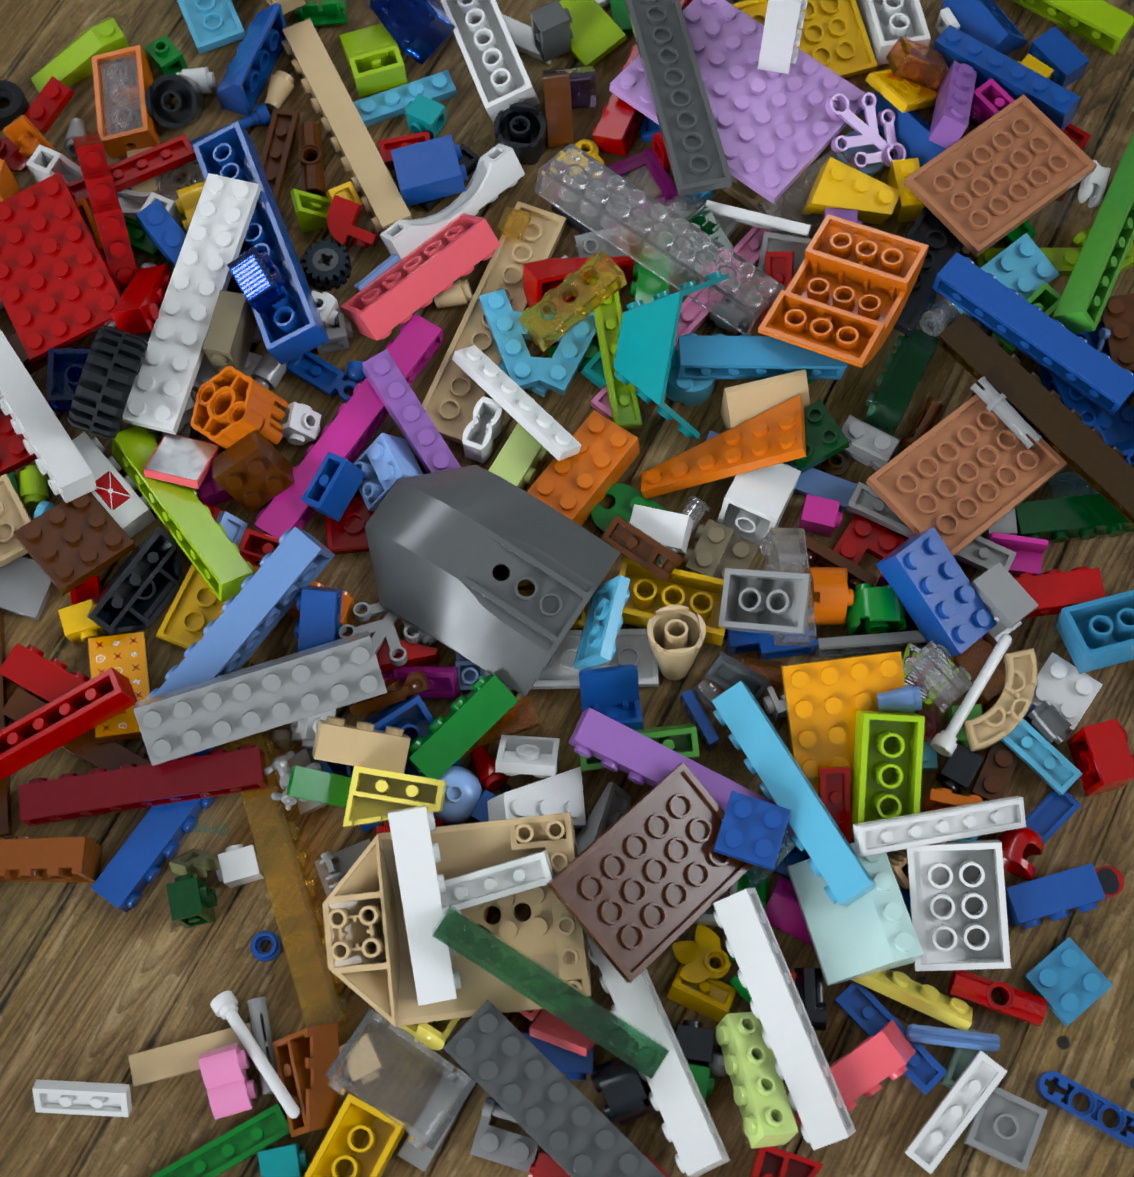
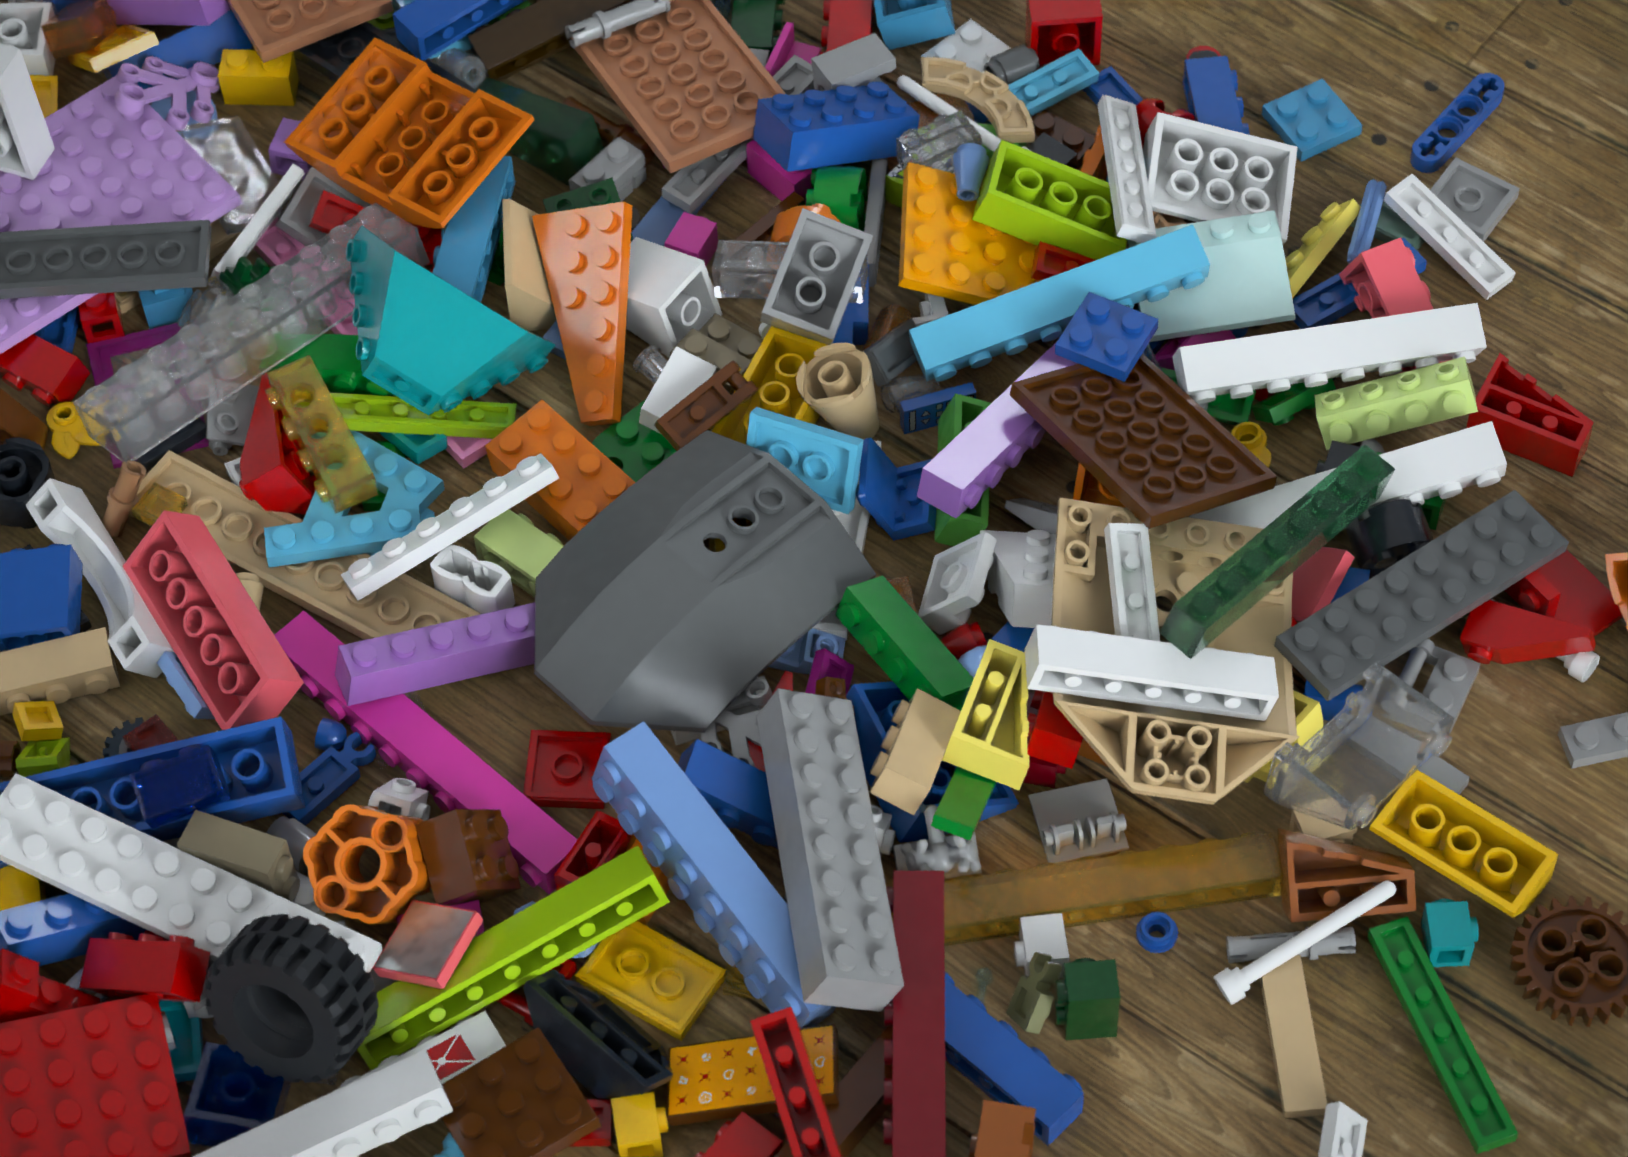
camera: 80 degrees left, 15 degrees down
(227, 1080) = (1334, 983): bright pink brick -> none
(330, 264) = (149, 734): none -> clear red tile
(333, 486) = (516, 762): blue brick -> none
(342, 223) = (82, 717): red brick -> none
(384, 463) = (506, 710): light blue slope -> none
(514, 197) = (123, 497): none -> medium nougat pin
(707, 998) = (1291, 453): yellow slope -> none
(847, 188) = (243, 128): yellow wedge -> none
(866, 536) = (734, 202): red plate -> none
(1015, 1002) = (1324, 178): red piece -> none

